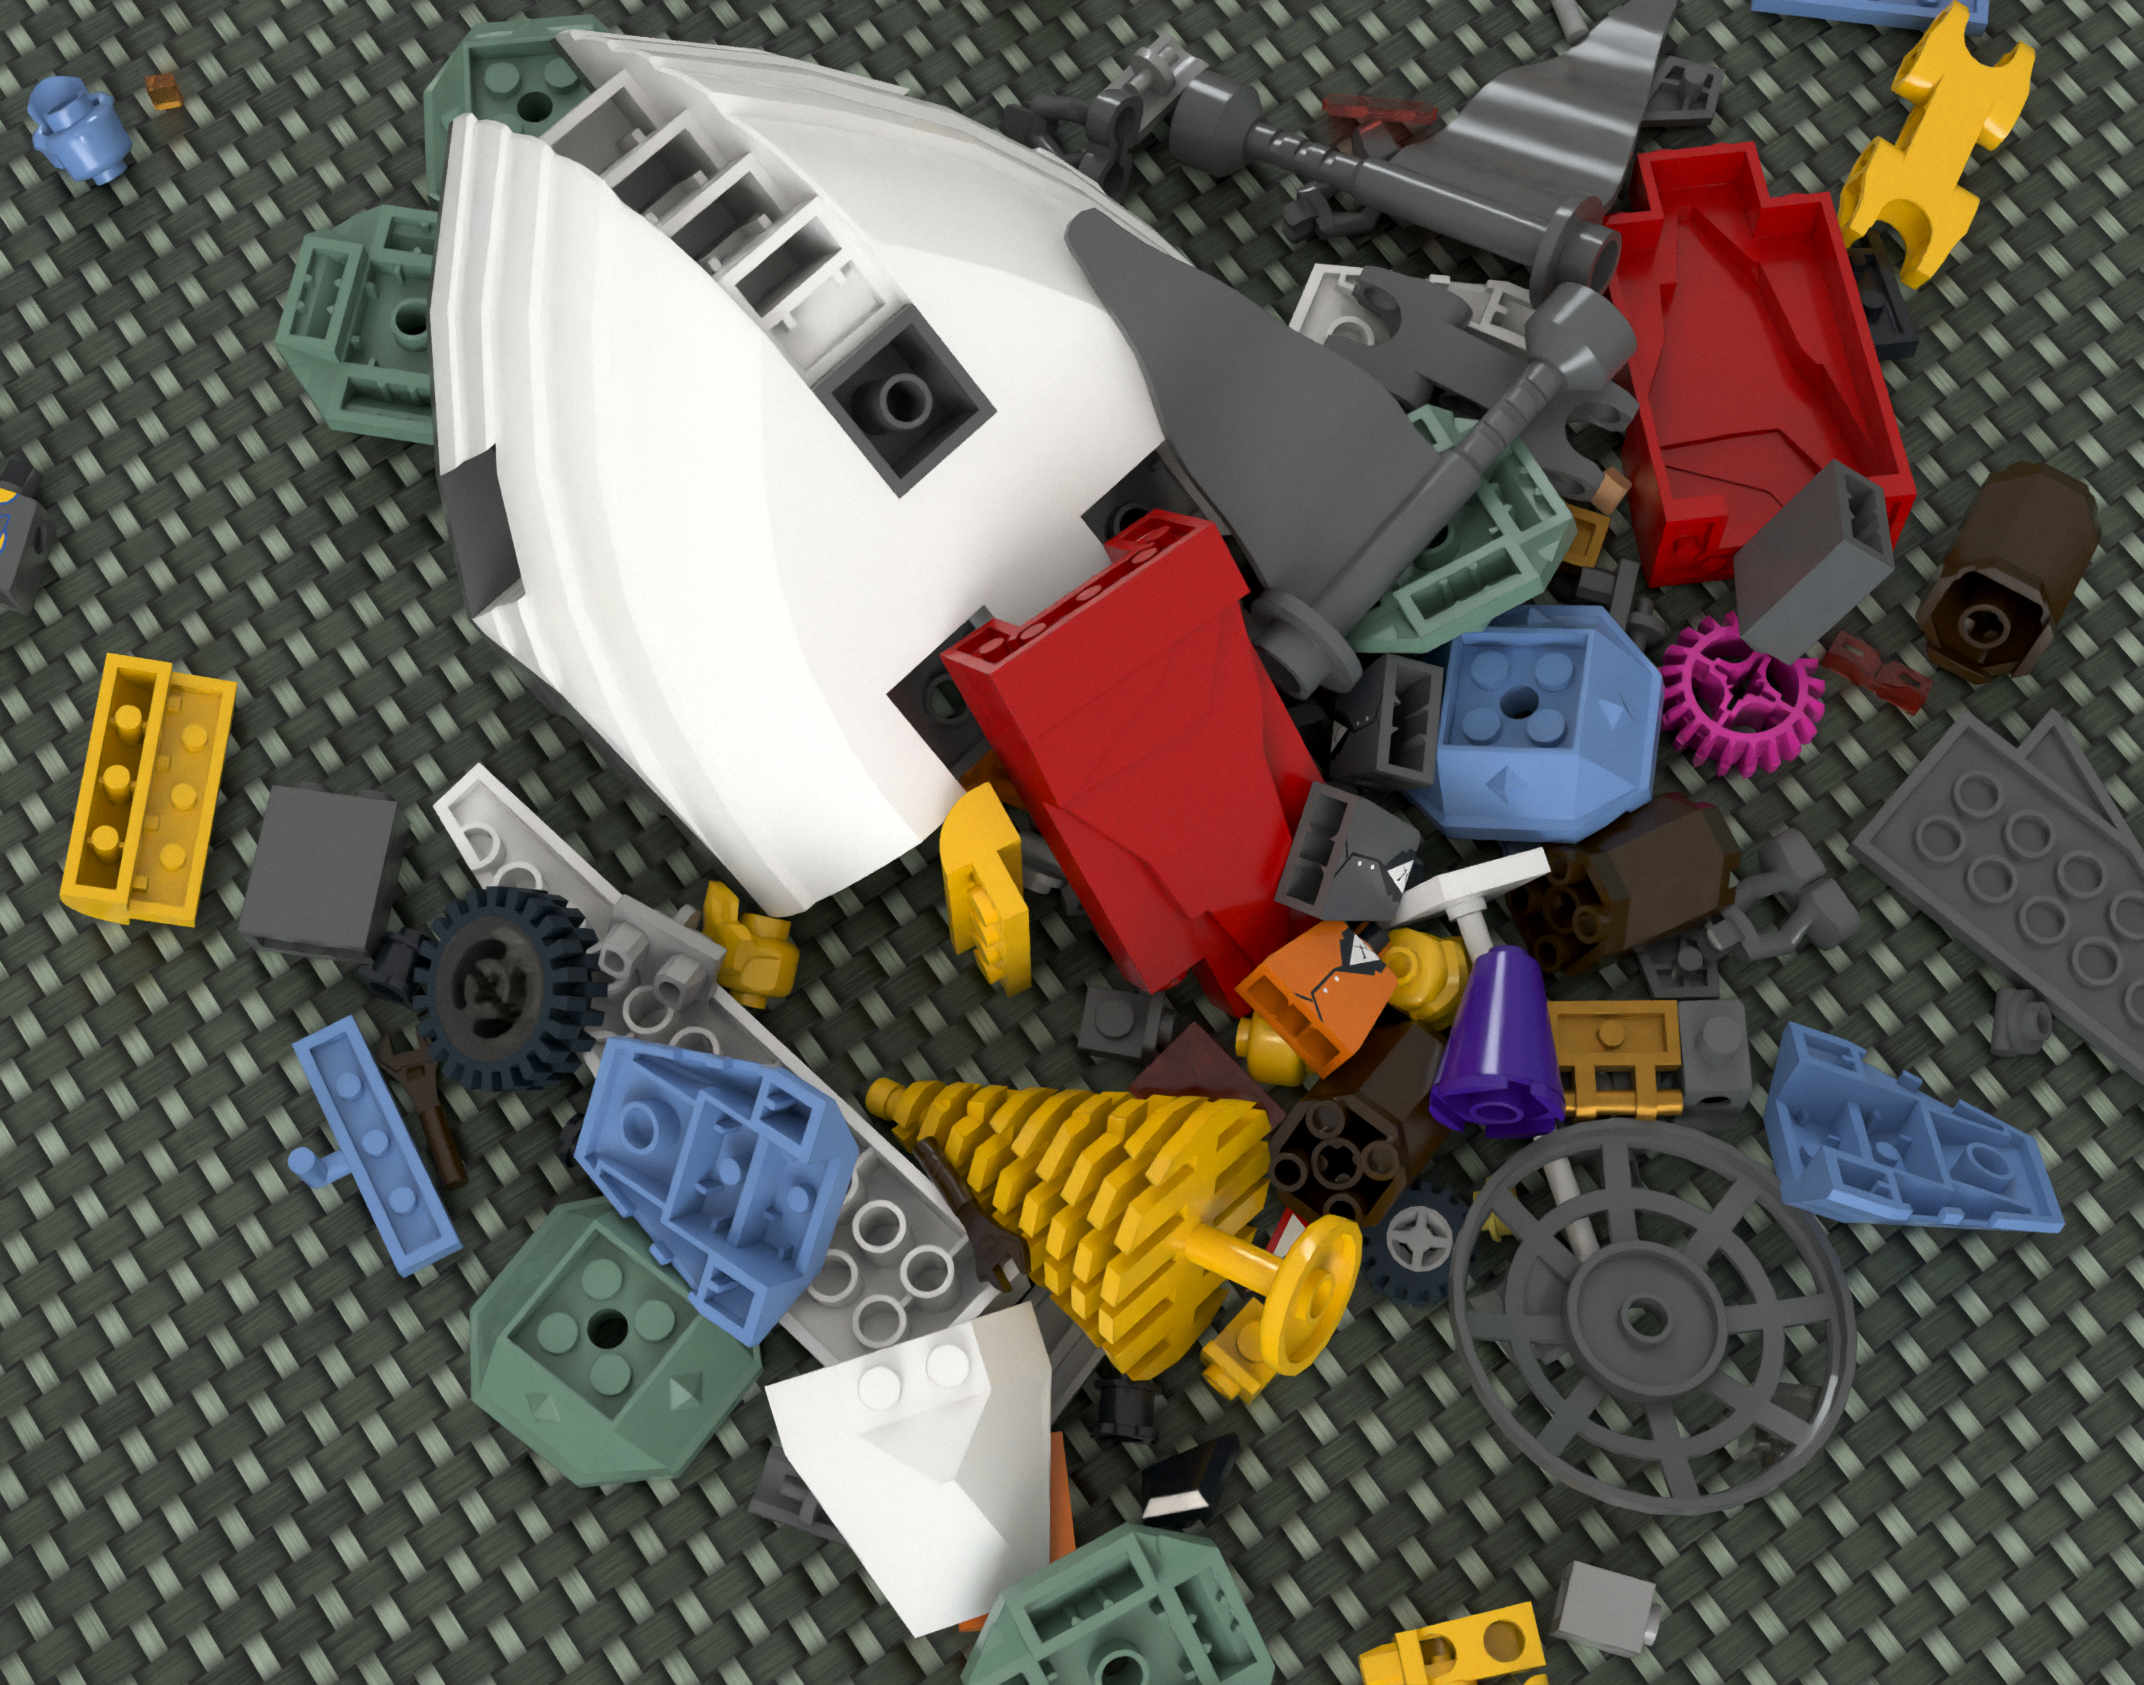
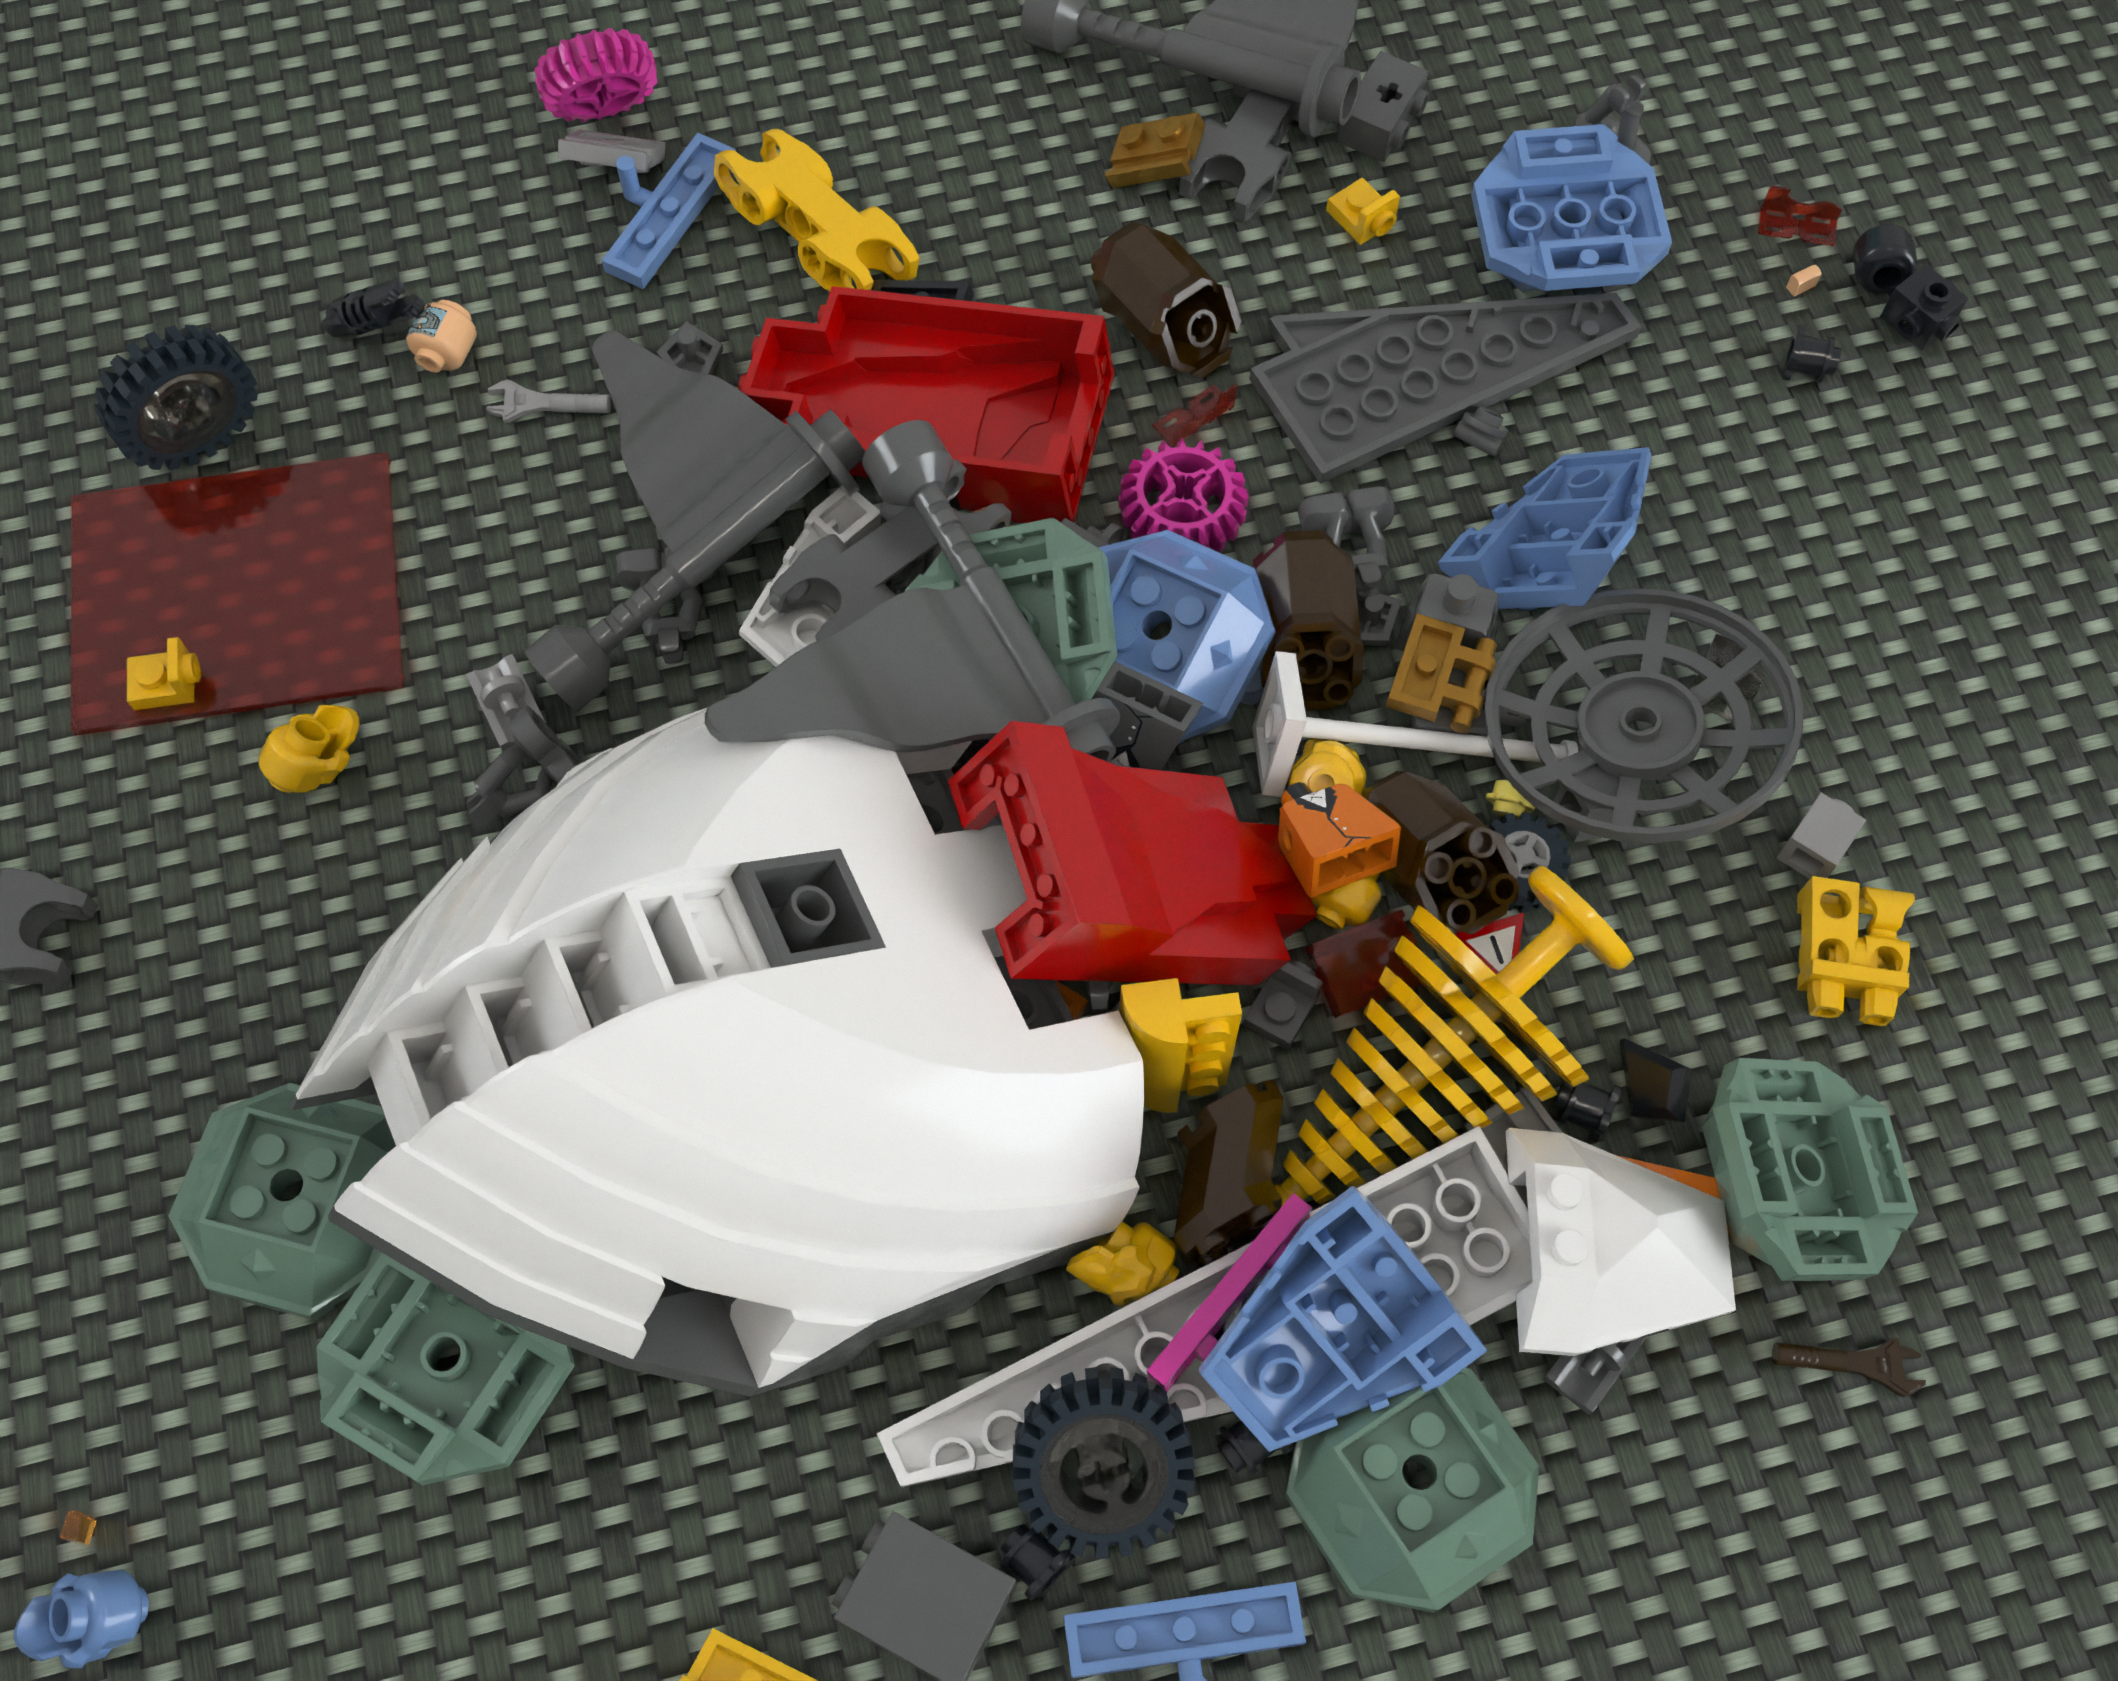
camera: 70 degrees left, 5 degrees down
(420, 1080) = (1131, 1579): dark brown piece -> none
(652, 1023) = (1197, 1334): none -> dark pink hinge
(665, 948) = (1122, 1314): light grey hips -> none
(881, 1019) = (1229, 1173): none -> dark brown brick
(990, 1241) = (1455, 1140): dark brown piece -> none
(1235, 1358) = (1566, 1007): yellow bracket -> none
(1349, 859) = (1241, 779): dark grey torso -> none
(1379, 109) = (609, 552): clear red piece -> none
(1501, 1052) = (1419, 733): dark purple cone -> none
(1812, 563) = (1130, 399): dark grey brick -> none

